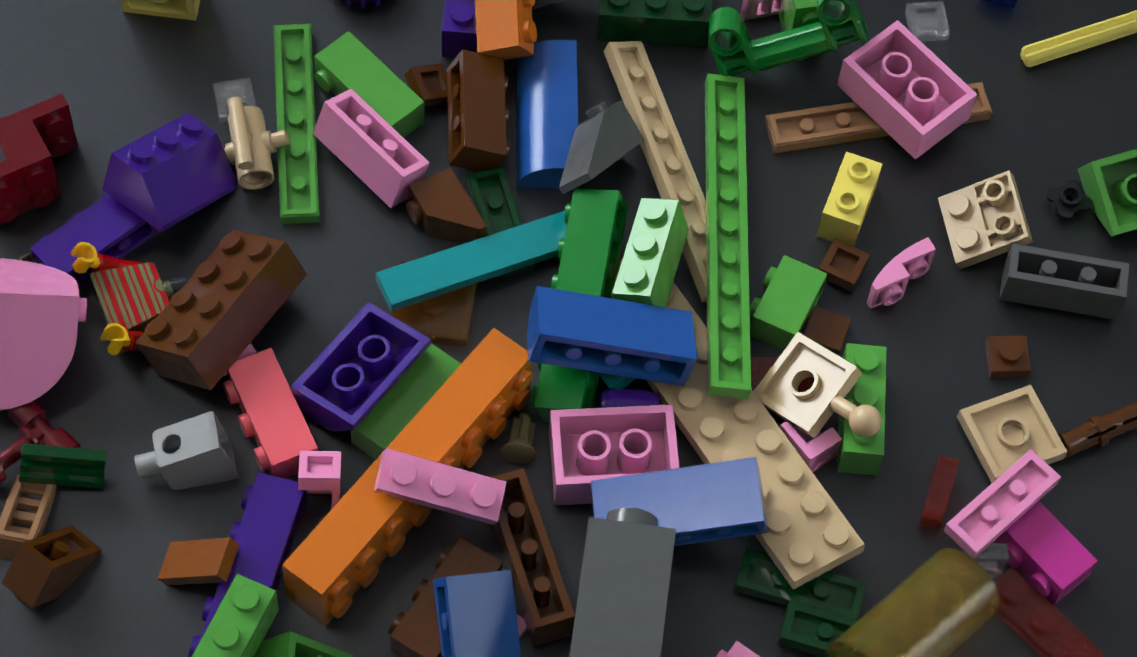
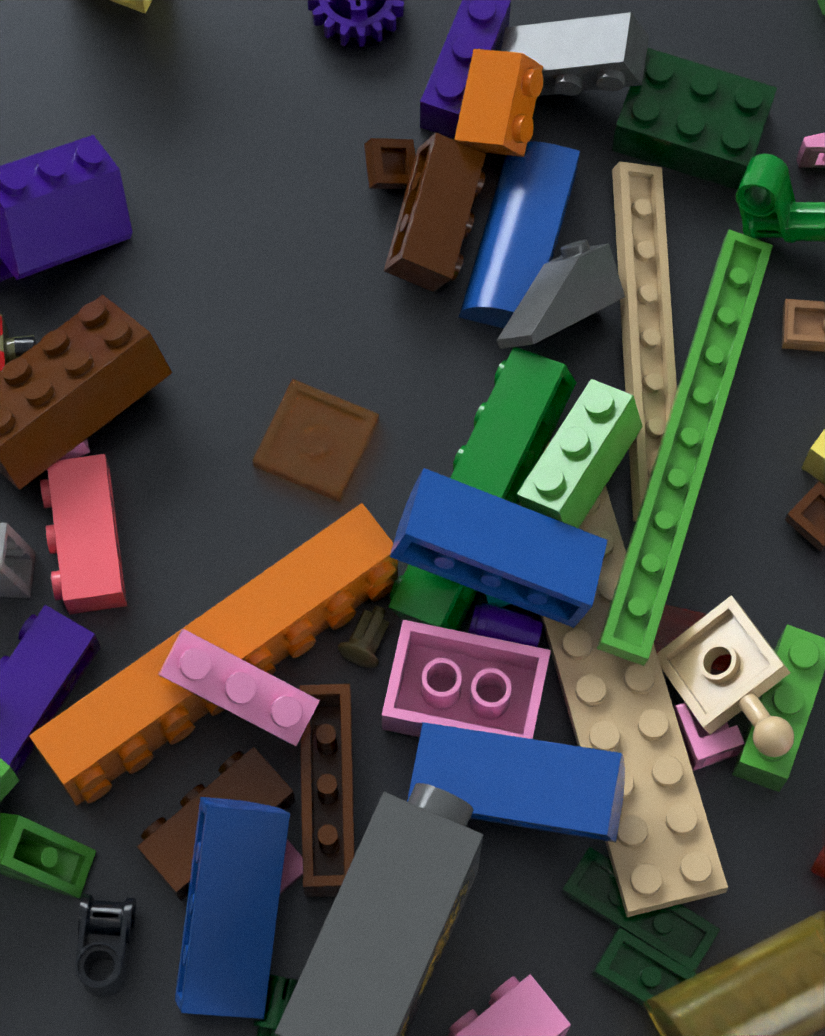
camera: 20 degrees right, 10 degrees up
(229, 89) = (160, 126): clear plate -> none
(251, 145) = (159, 190): tan pin -> none
(297, 116) = (222, 173): bright green tile -> none
(320, 473) = (116, 625): bright pink panel -> none
(352, 66) = (316, 153): bright green brick -> none
(358, 369) = (197, 507): dark purple slope -> none
(370, 147) = (295, 229): bright pink brick -> none
(403, 401) = (241, 554): bright green brick -> none
(445, 209) = (362, 327): reddish brown slope -> none
(471, 262) = (371, 403): teal tile -> none
(495, 203) = (425, 356): dark green tile -> none
(787, 302) = (734, 548): bright green brick -> none
(827, 329) = (773, 594): reddish brown tile -> none

